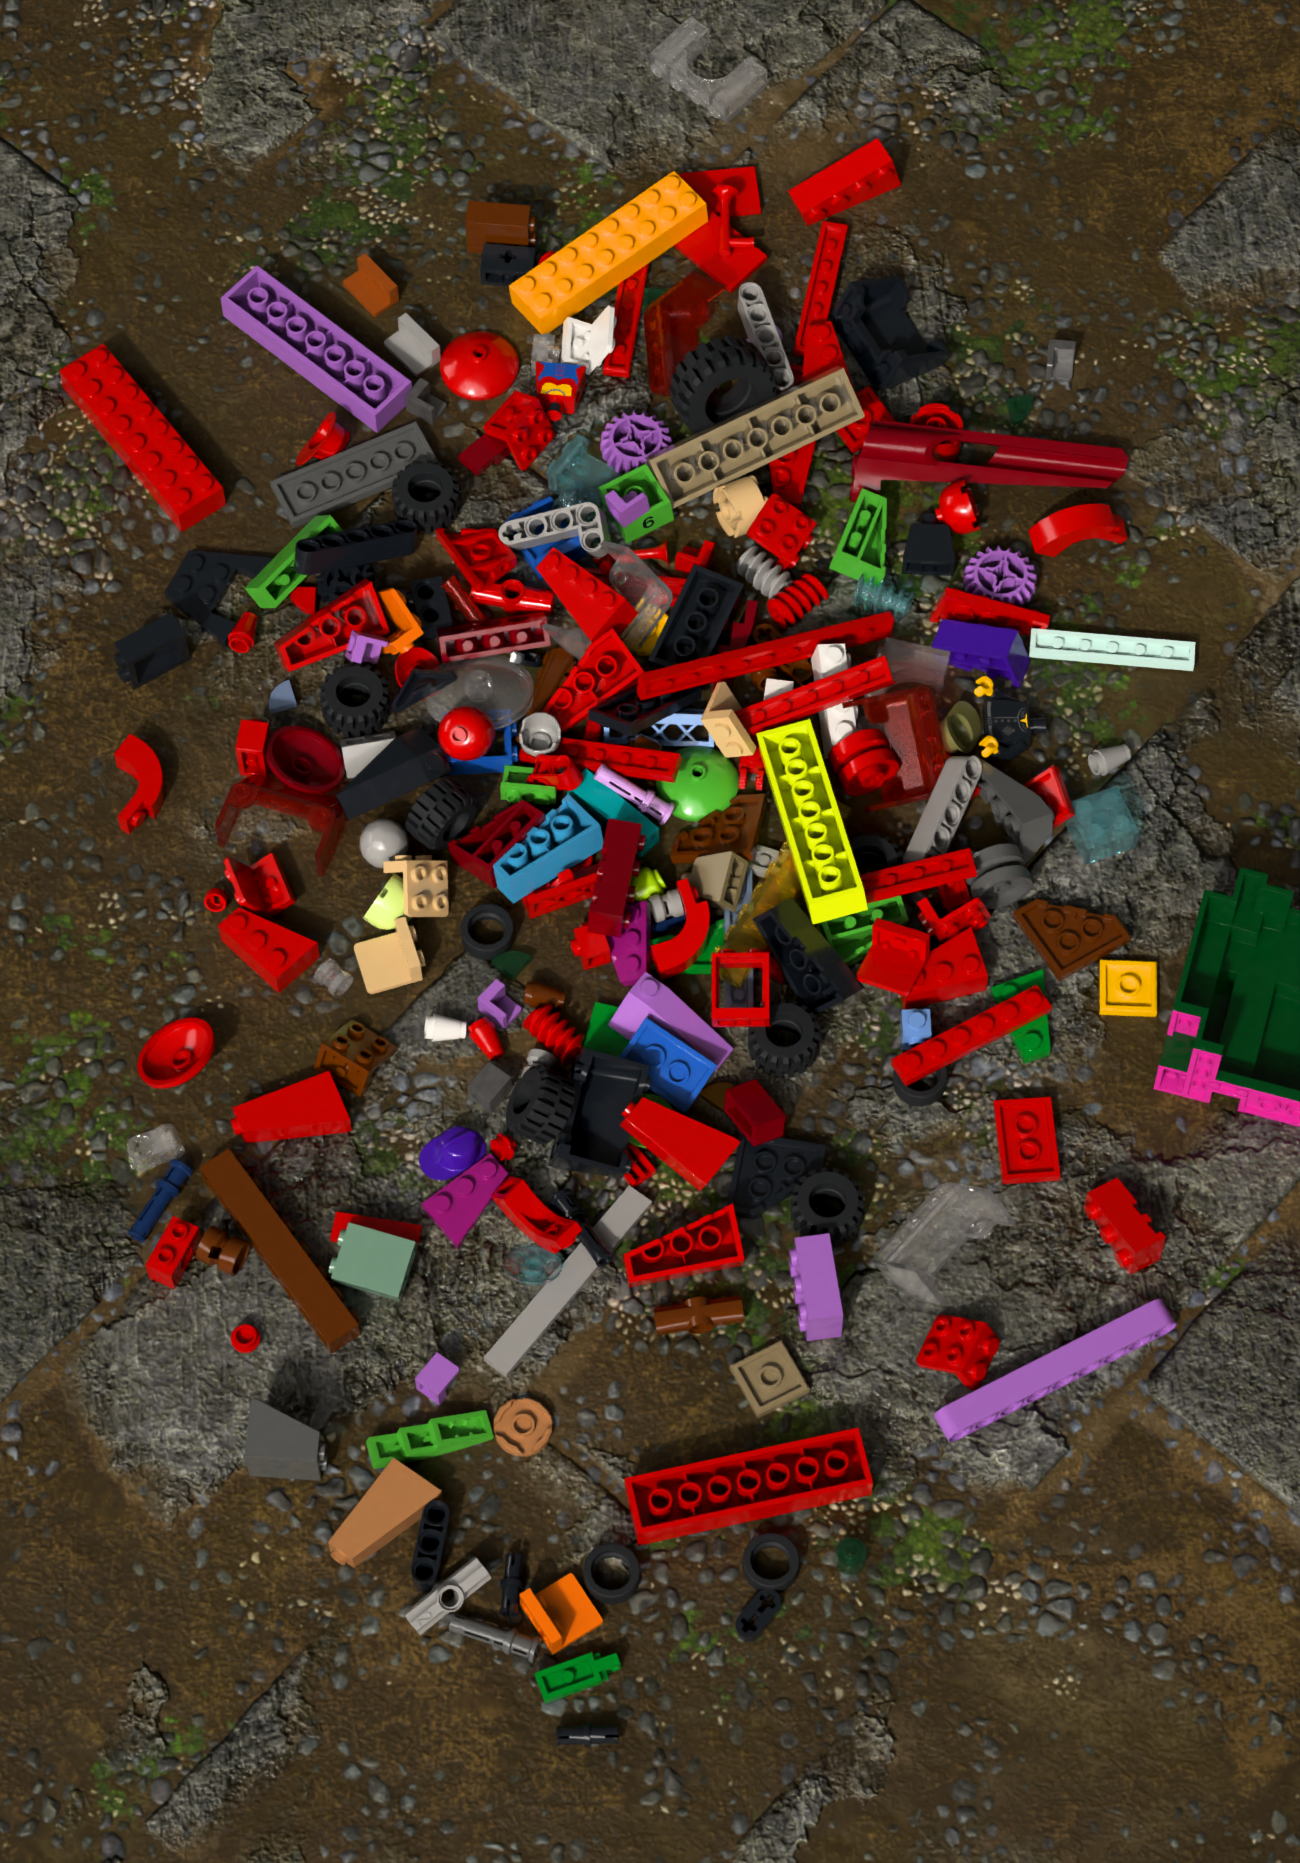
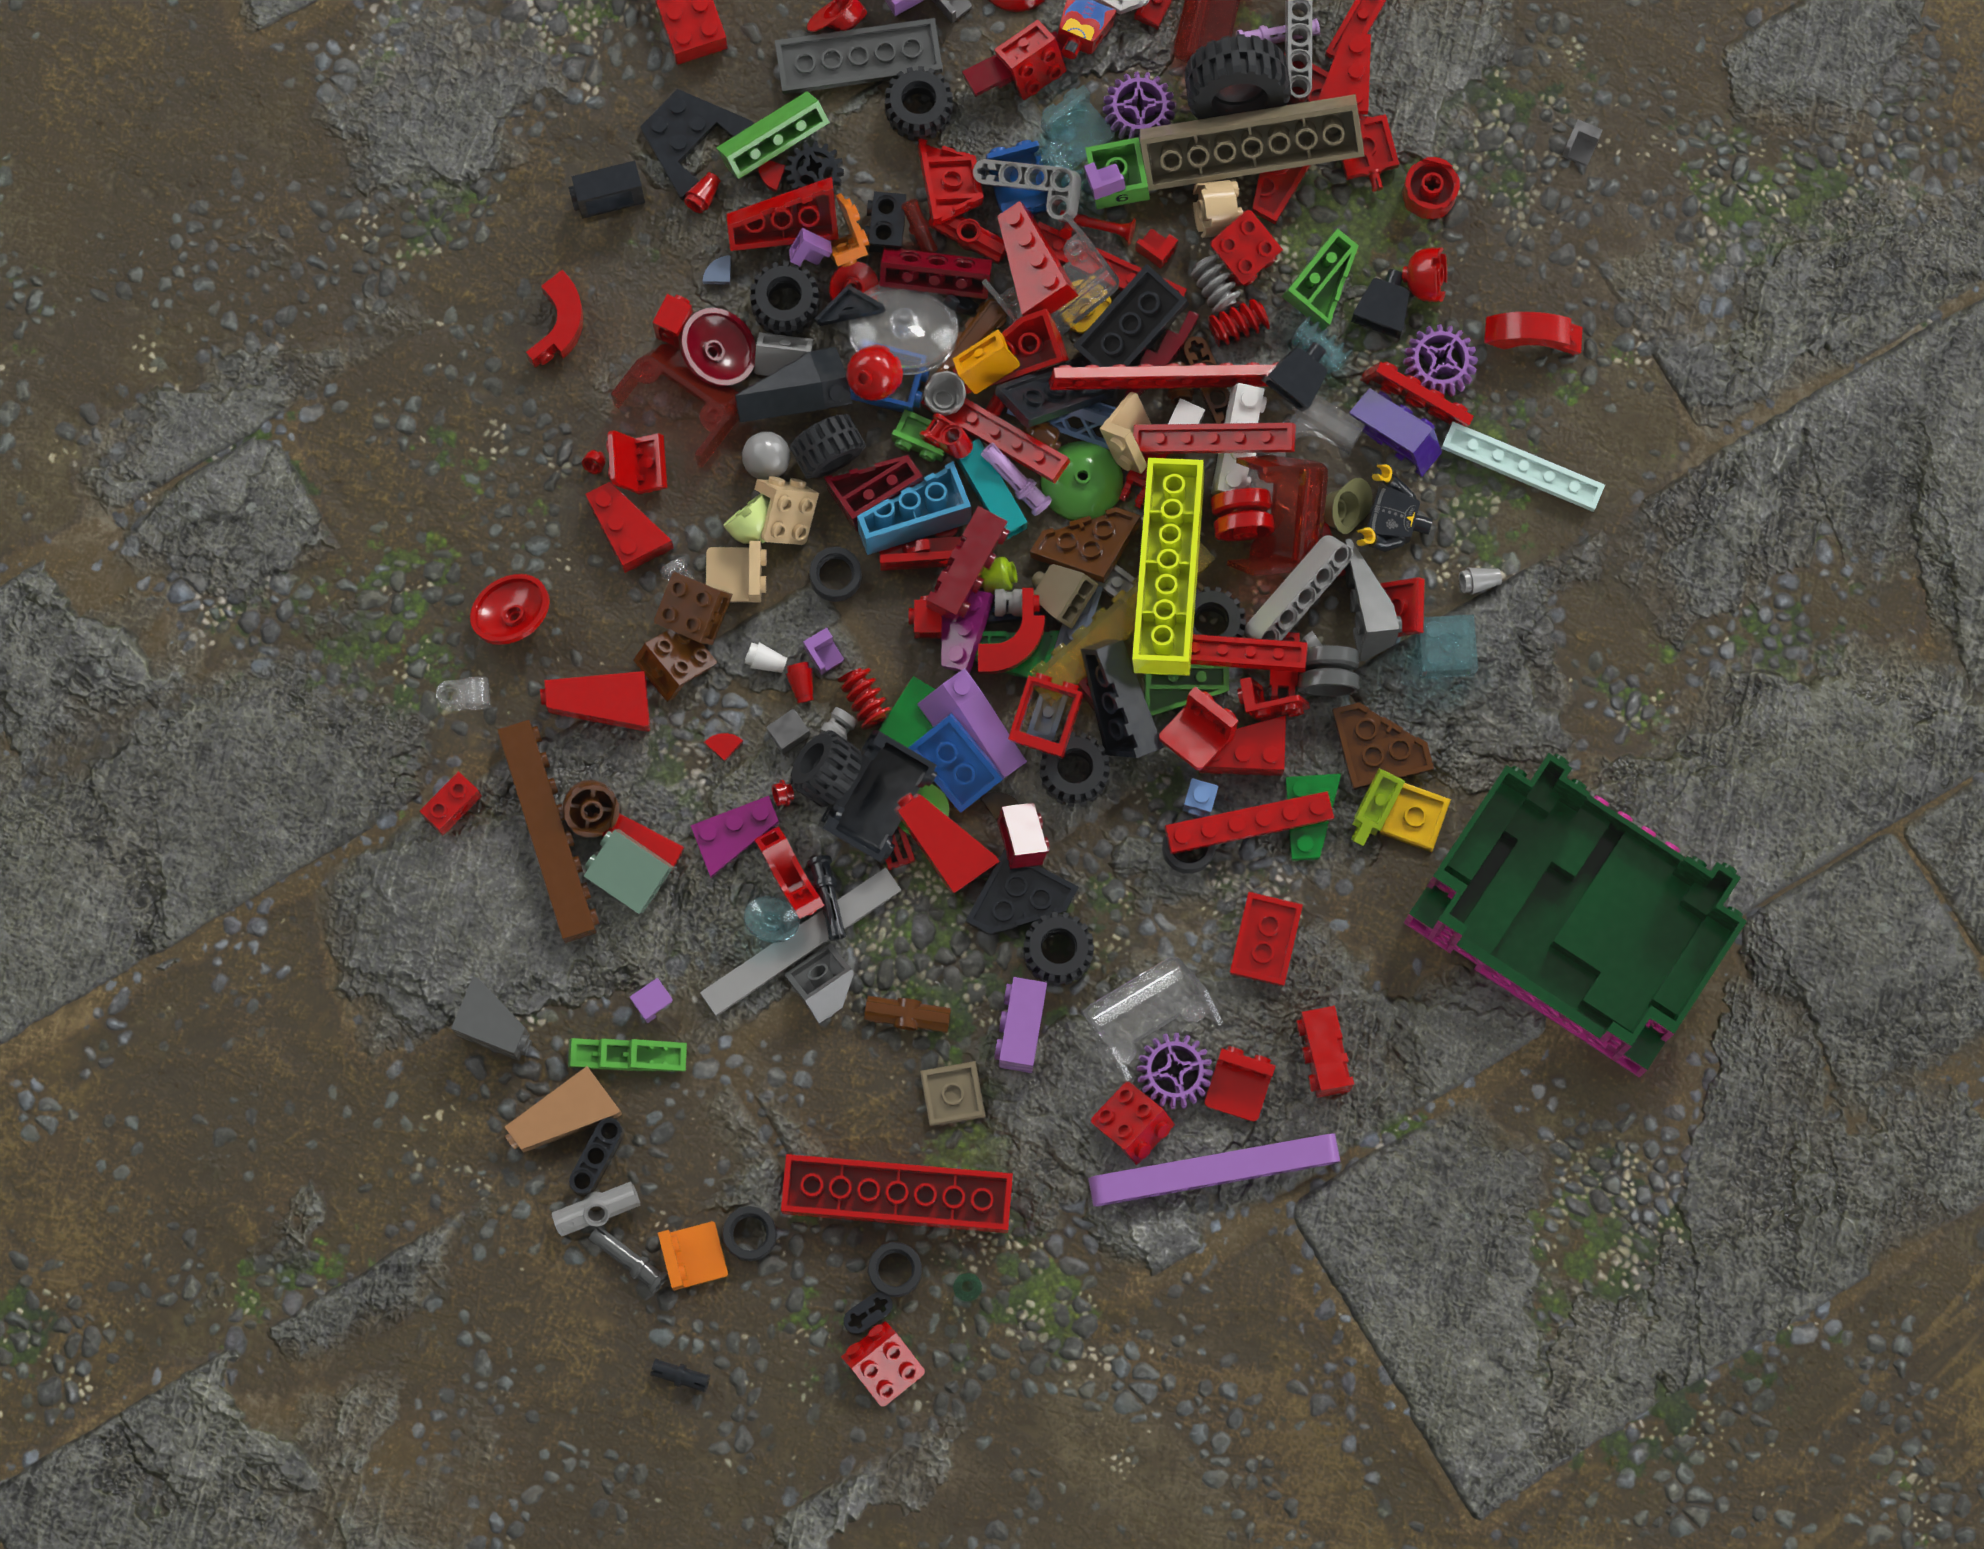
camera: 15 degrees right, 15 degrees up
(166, 1189) = (463, 738): dark blue pin -> none
(221, 1250) = (493, 814): reddish brown wheel -> none
(245, 1338) = (491, 905): red plate -> none
(317, 1212) = (590, 808): none -> reddish brown cylinder
(355, 547) = (833, 140): black beam -> none
(358, 999) = (692, 608): none -> reddish brown bracket
(429, 1120) = (723, 744): none -> red tile
(451, 1153) = (734, 783): dark purple piece -> none
(511, 963) = (849, 611): clear green tile -> none
(511, 1585) = (657, 1215): black pin -> none
(522, 1427) = (715, 1068): medium nougat tile -> none
(540, 995) = (866, 655): reddish brown cone -> none
(570, 695) = (985, 362): none -> light orange panel
(575, 1675) = (686, 1317): green hinge -> none
(603, 1310) = (822, 982): none -> dark grey slope
(691, 1250) = (922, 952): red wedge -> none
(791, 1657) = (883, 1363): none -> bracket
(873, 623) = (1298, 376): none -> black torso
(881, 334) = (1420, 62): black windscreen -> none
(906, 454) = (1393, 202): dark red panel -> none
(998, 1274) = (1151, 1077): none -> medium lavender gear
(1019, 408) = (1525, 180): clear green tile -> none
(1050, 1280) = (1239, 1084): none -> red bracket
(1088, 985) = (1376, 805): none -> lime hinge

